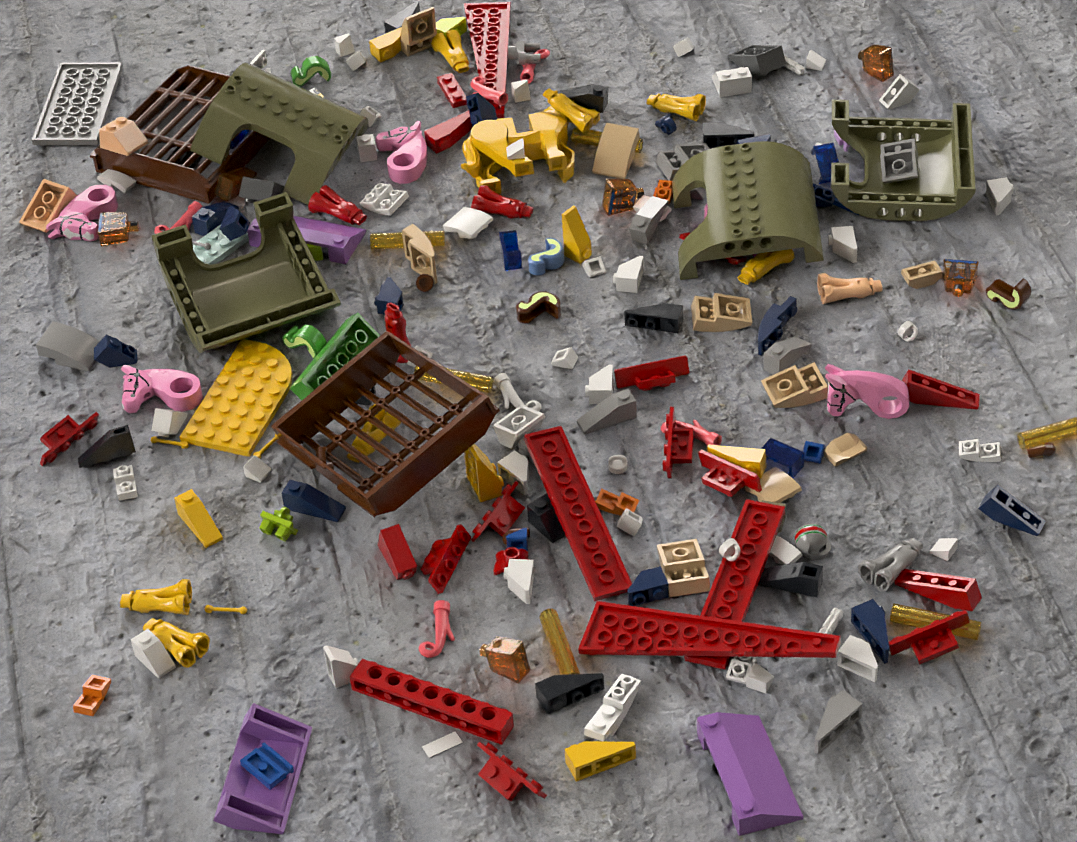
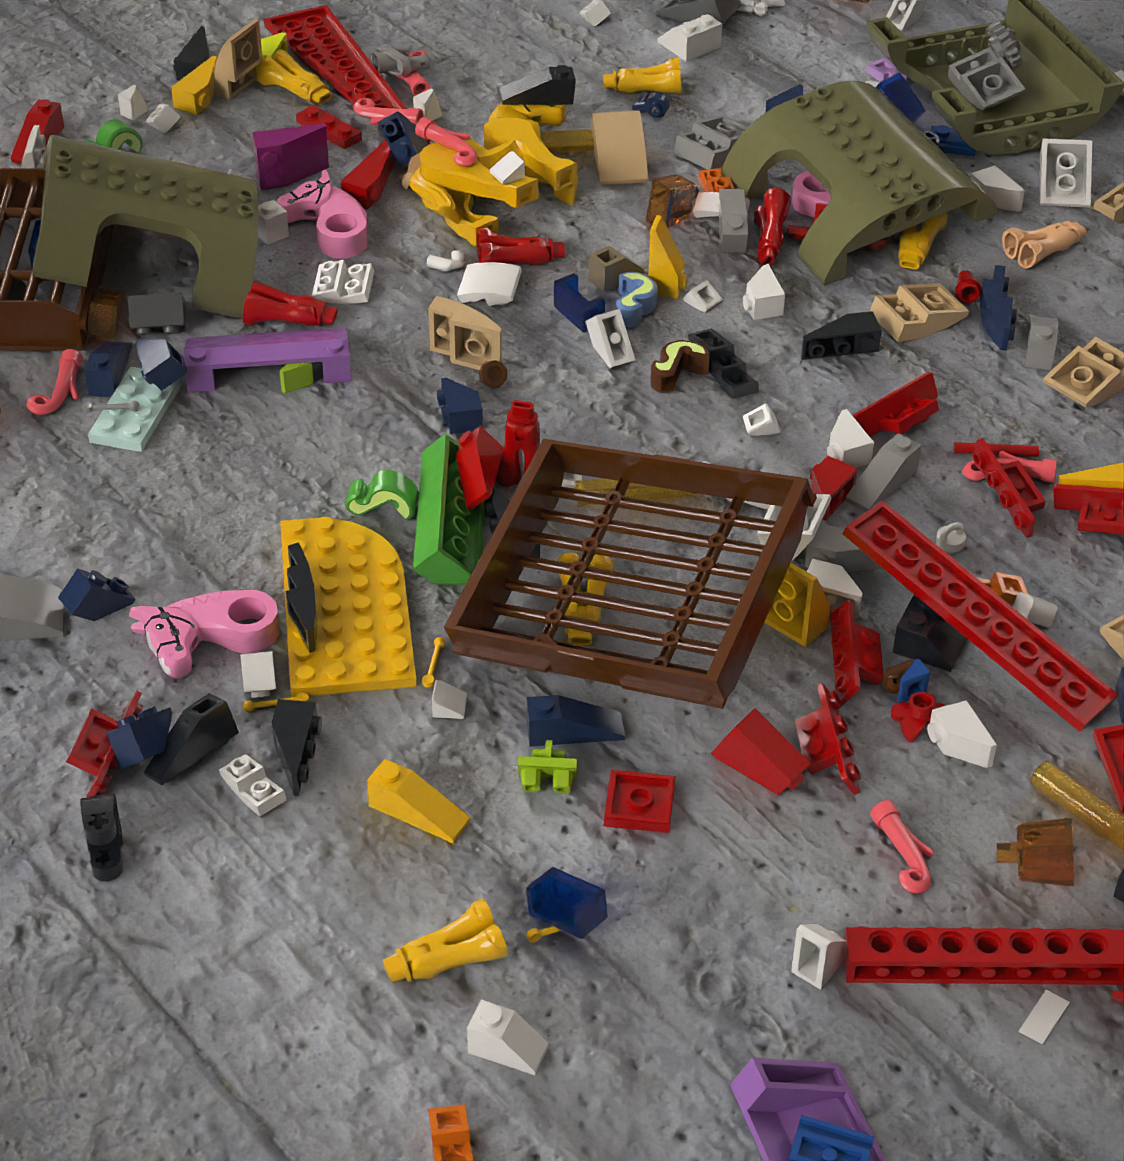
camera: 30 degrees left, 0 degrees up
(31, 480) = (103, 835): none -> black piece
(81, 438) = (140, 738): none -> dark blue slope
(160, 464) = (293, 737): none -> black slope
(179, 642) = (544, 1005): yellow piece -> none
(214, 389) = (301, 596): none -> black slope
(231, 596) = (567, 902): none -> clear blue panel
(247, 292) = (247, 455): olive slope -> none
(280, 49) = (48, 117): none -> red slope
(317, 557) = (639, 801): none -> red tile
(366, 334) = (478, 465): none -> red slope
(395, 239) = (401, 330): clear yellow piece -> none
(406, 105) = (289, 154): none -> magenta slope
(460, 203) = (443, 264): none -> white arm
(496, 119) = (465, 153): none -> coral plant
(511, 279) = (610, 338): none -> white slope
(545, 228) = (606, 267): none -> dark tan slope
(569, 314) = (724, 364): none -> black slope
(569, 409) = (835, 479): none -> red slope
(578, 115) = (551, 113): yellow piece -> none
(676, 225) = (770, 221): none -> red piece
(700, 419) = (1015, 450): none -> red bar
(722, 134) = (738, 100): black slope -> none
(765, 304) = (967, 287): none -> red cone
(902, 243) = (1065, 172): none -> white slope
(922, 139) = (1004, 44): none -> light grey gear

